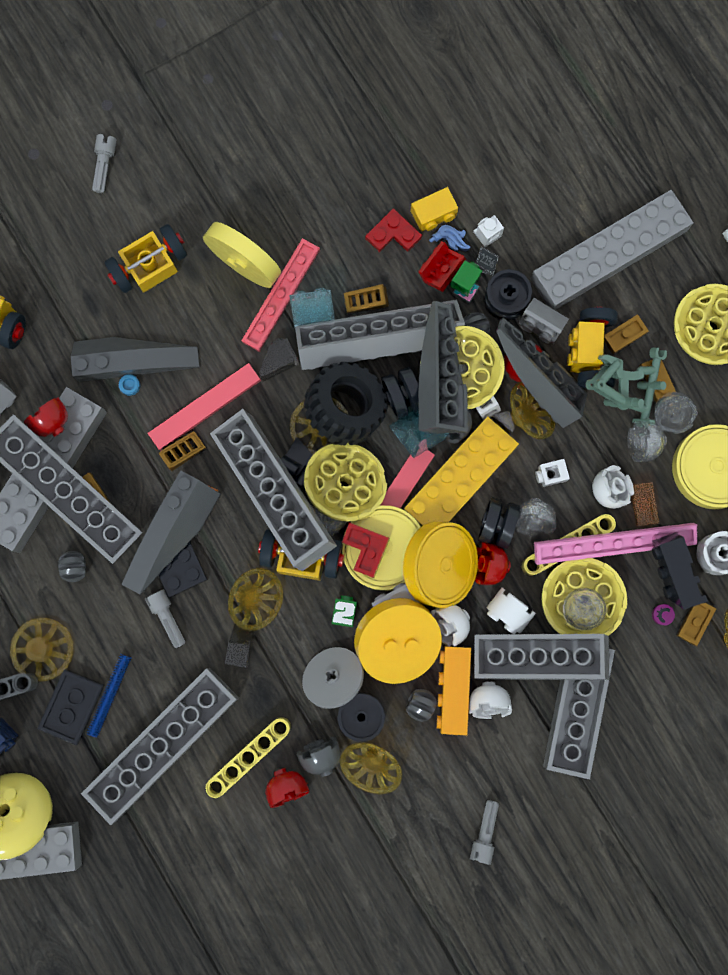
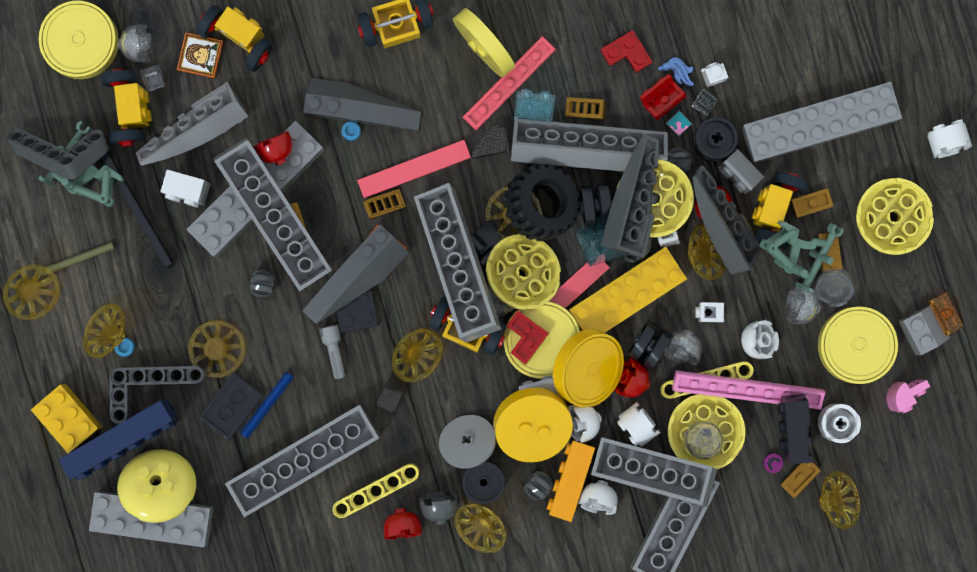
camera: 10 degrees right, 5 degrees up
(344, 611) = (492, 386): brick -> none
(434, 209) = (670, 41): yellow brick -> none
(466, 278) = (681, 114): green brick -> none
(505, 421) = (680, 253): clear slope -> none
(645, 504) = (784, 361): clear orange plate -> none

